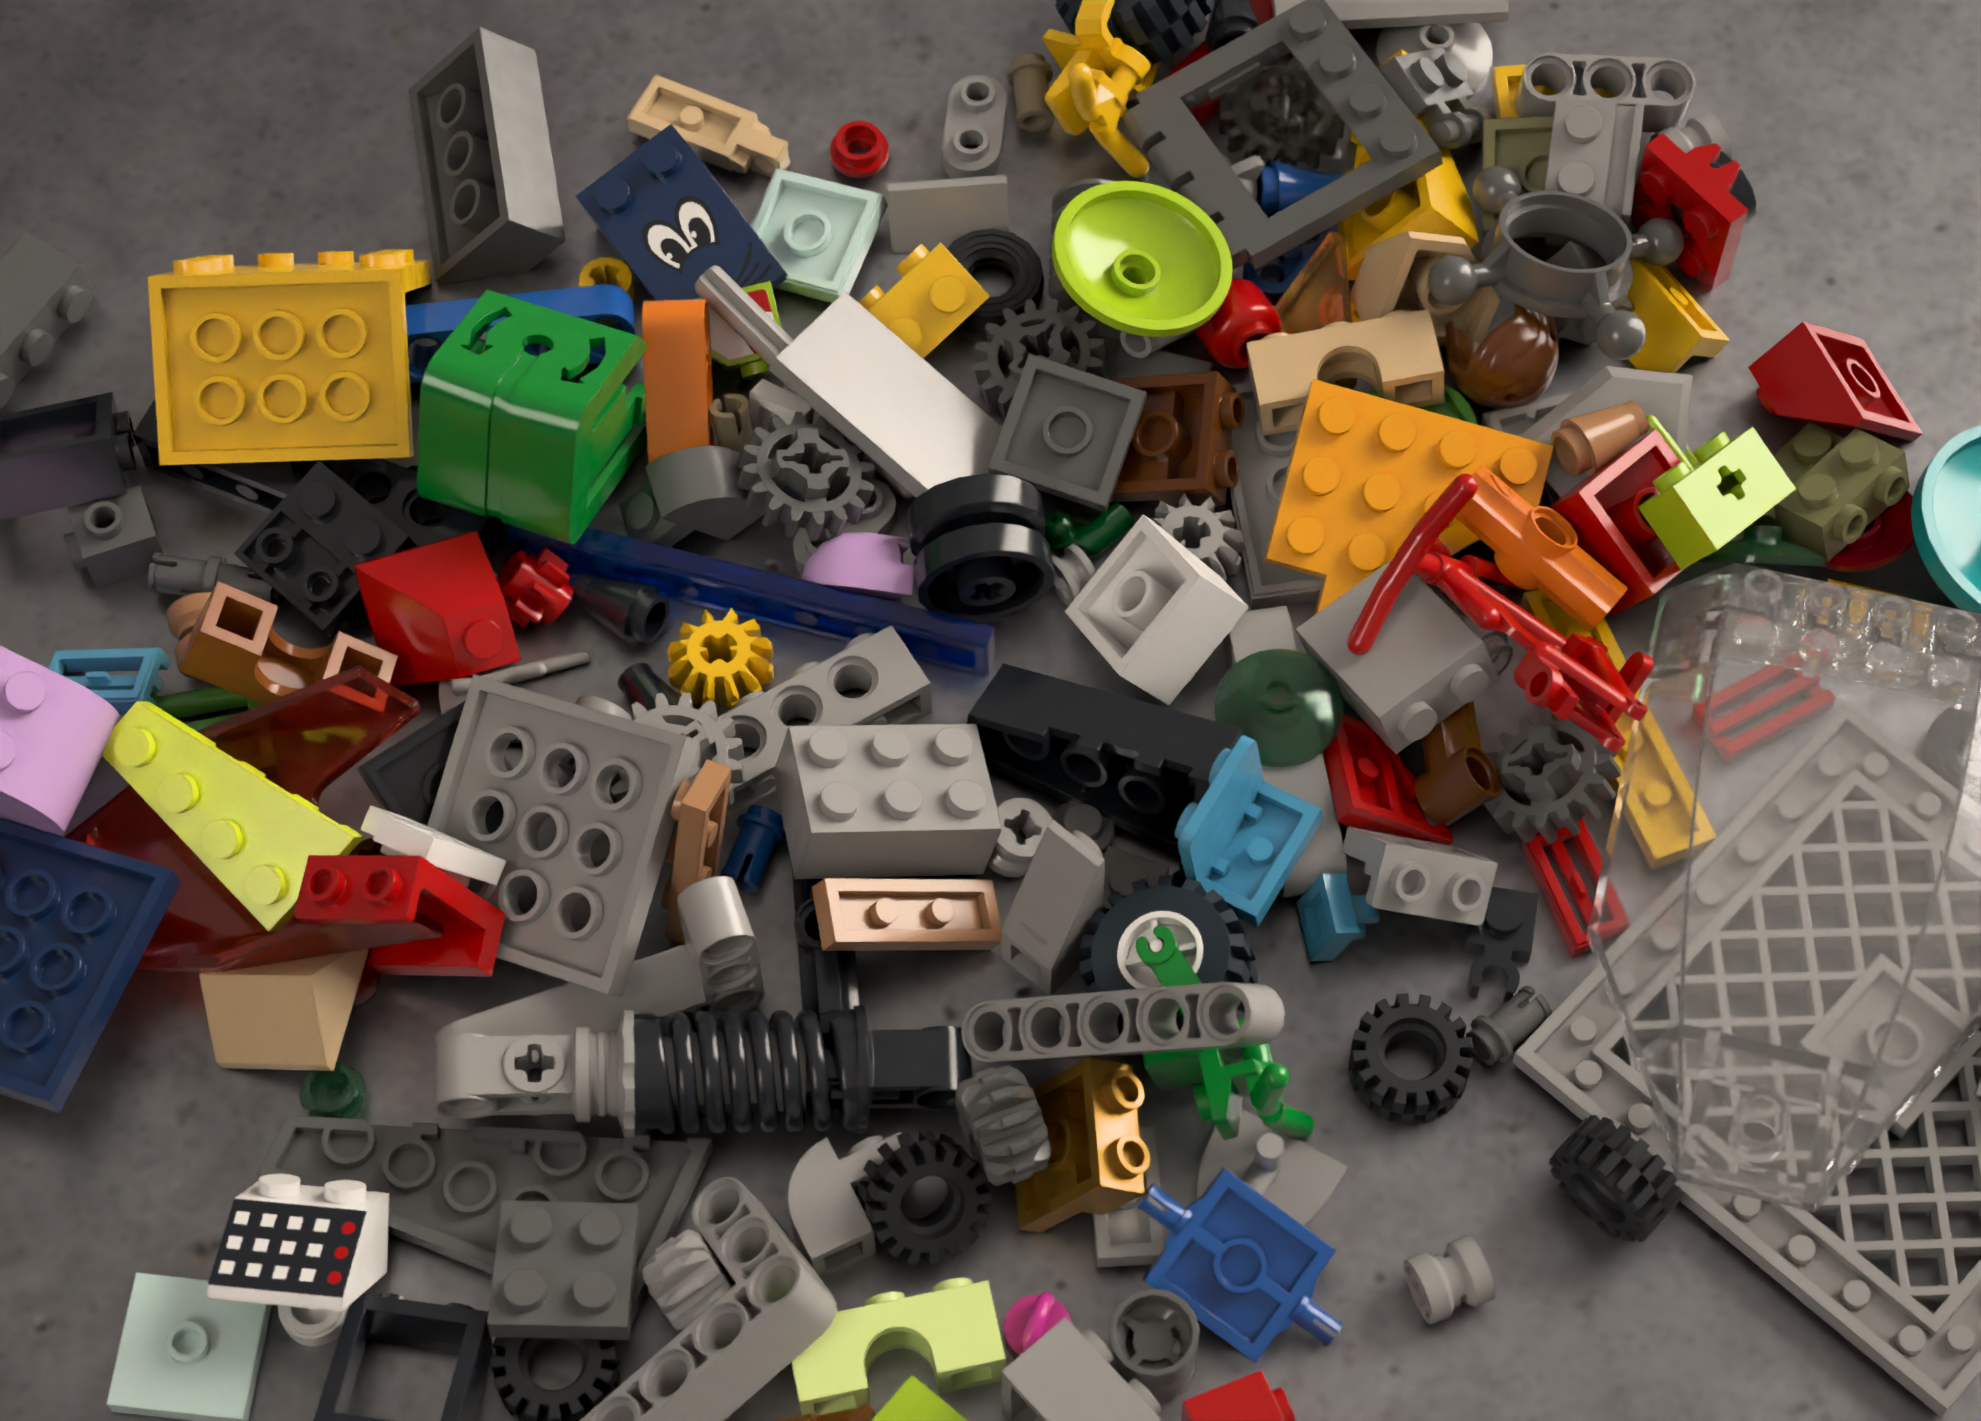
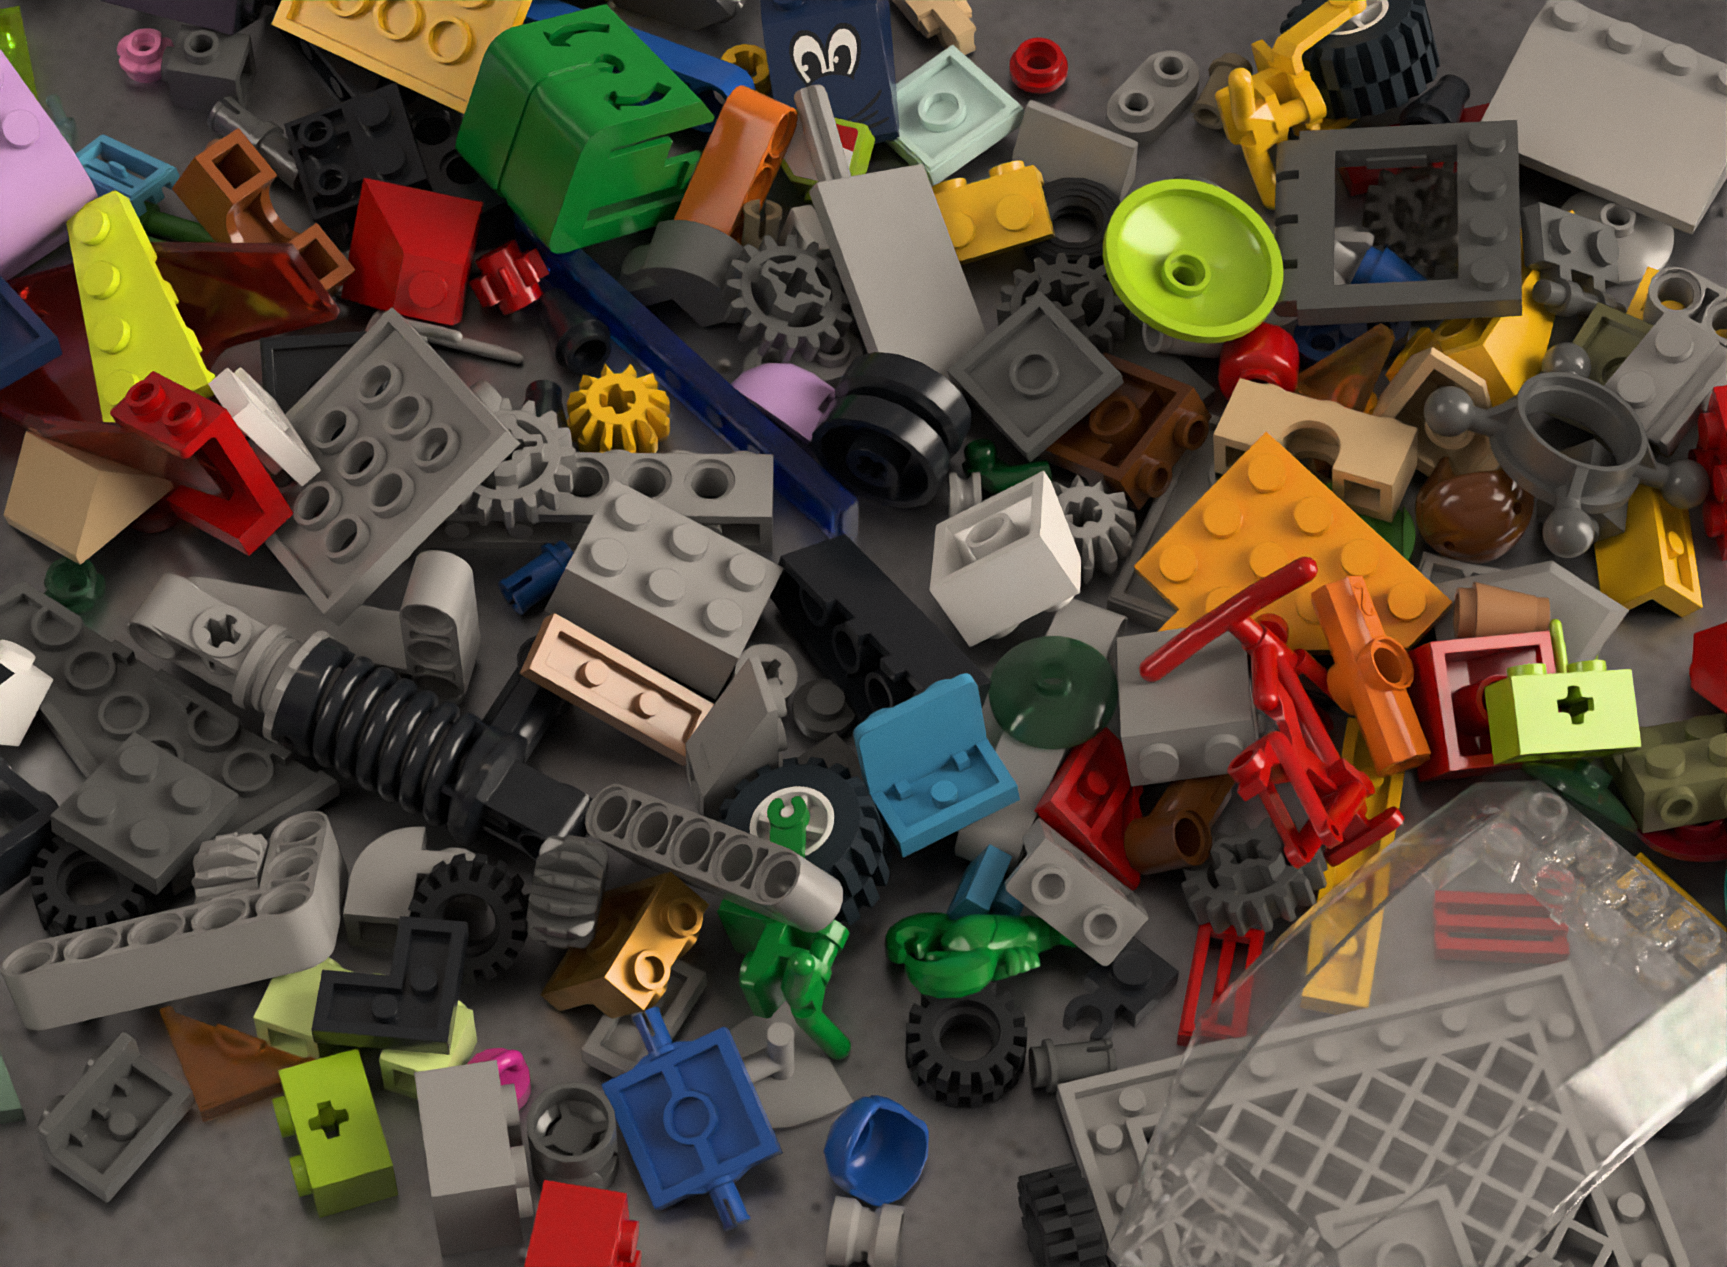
camera: 30 degrees right, 5 degrees down
(42, 566) = (142, 54): none -> bright pink plate
(698, 839) = (483, 521): medium nougat plate -> none
(940, 1308) = (399, 1011): none -> black plate
(1370, 969) = (974, 946): none -> green animal
(1407, 1199) = (876, 1150): none -> blue hair

